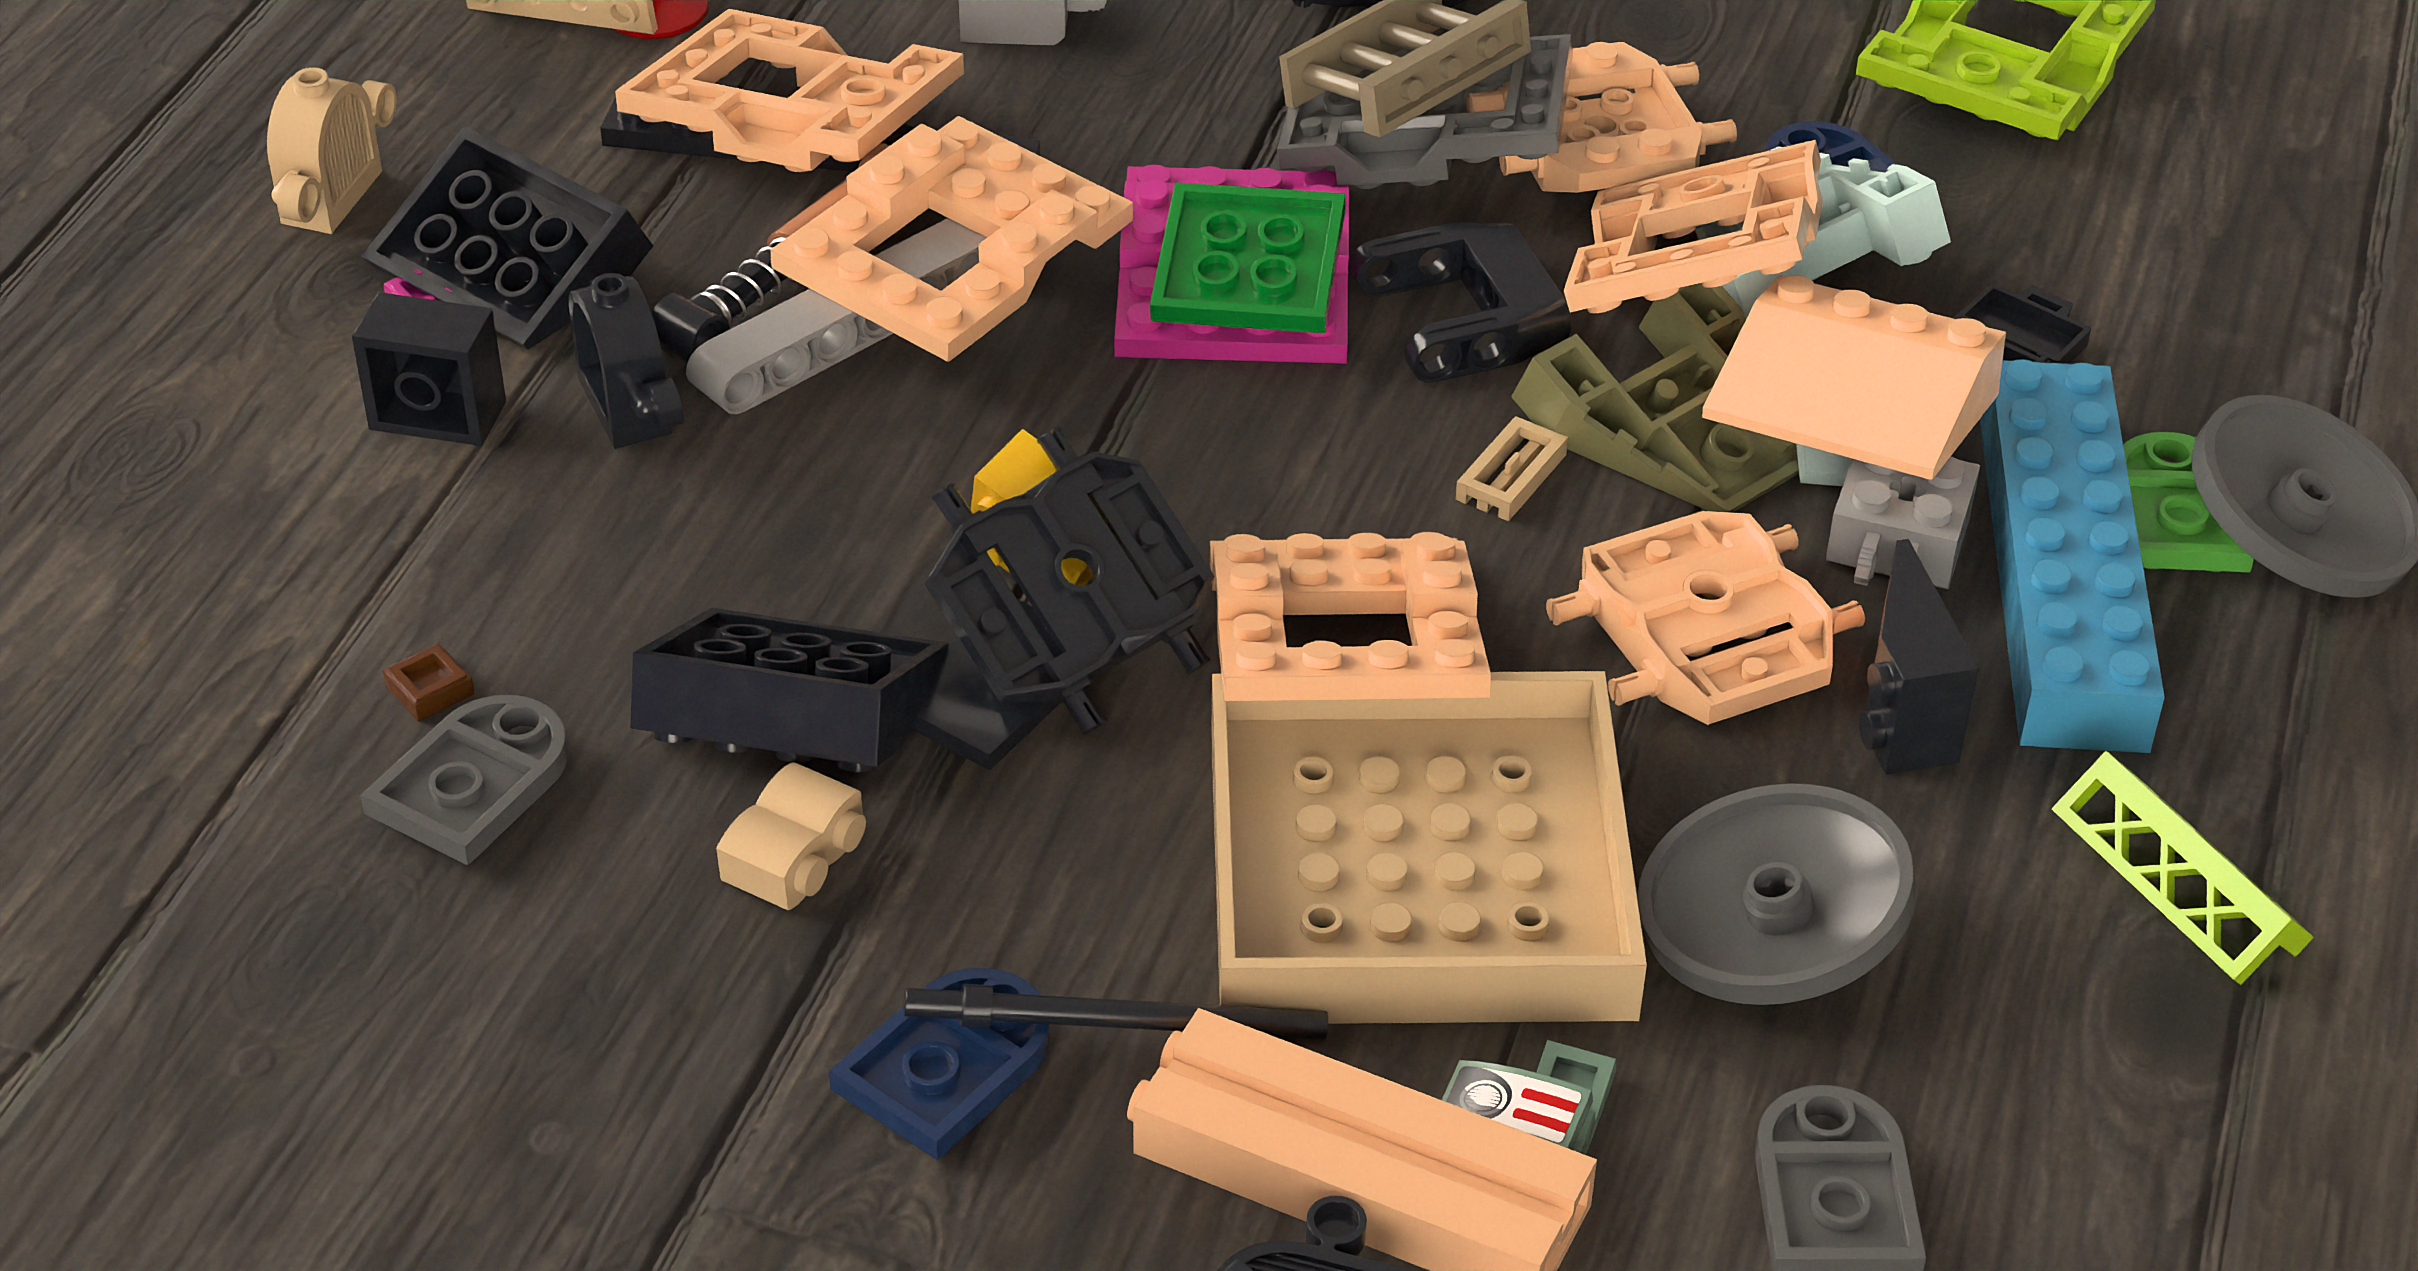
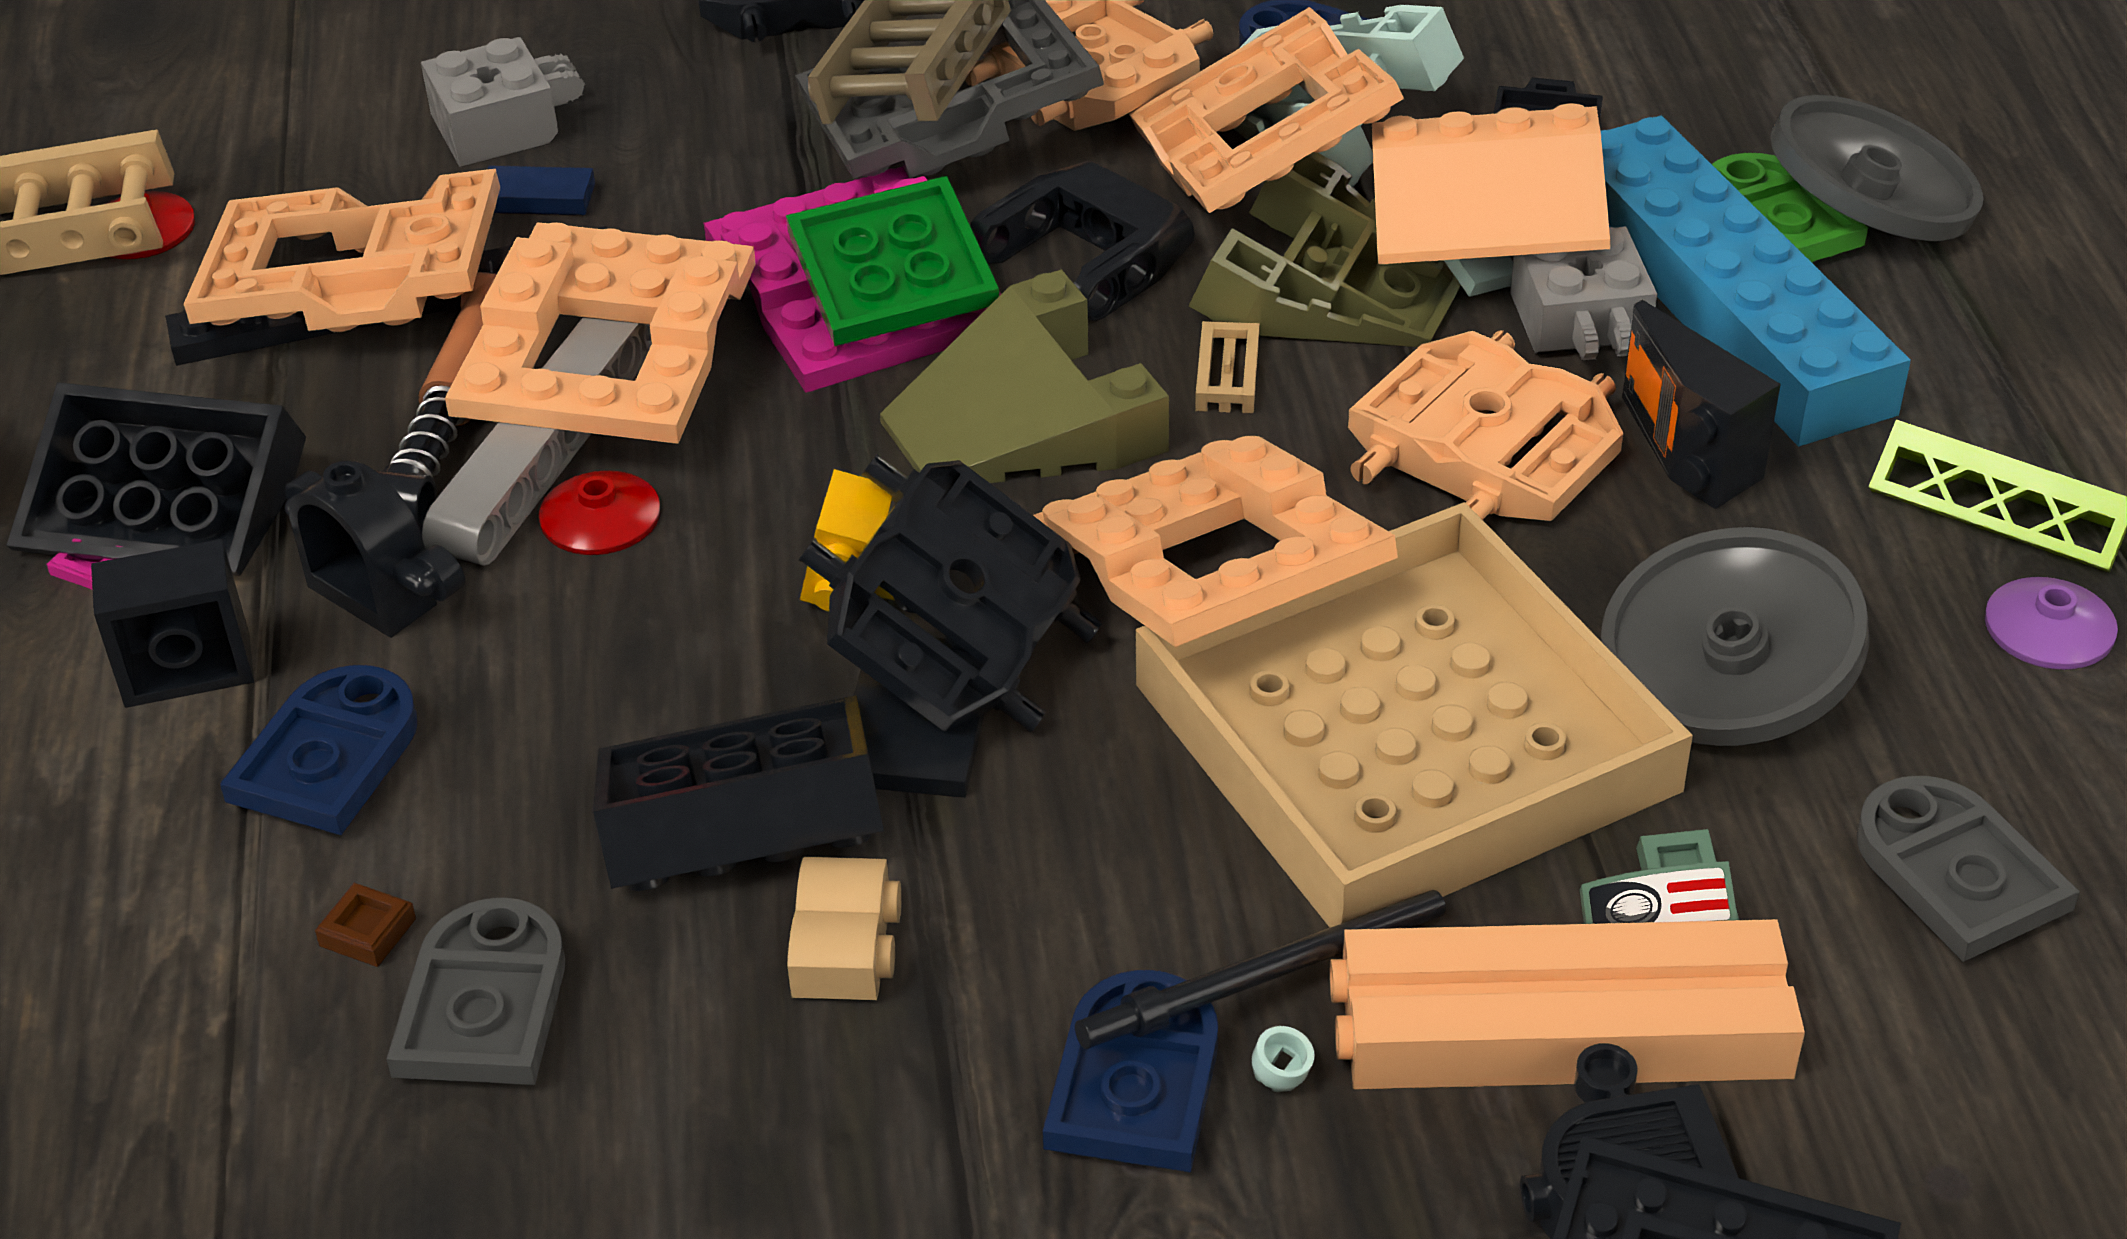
camera: 25 degrees left, 0 degrees up
(492, 522) = (324, 750): none -> dark blue plate
(859, 402) = (599, 512): none -> red dish
(1009, 86) = (544, 190): none -> dark blue tile
(1073, 1087) = (1267, 1051): none -> light aqua hinge
(1278, 432) = (1019, 403): none -> olive wedge
(2135, 1008) = (2051, 623): none -> medium lavender dish

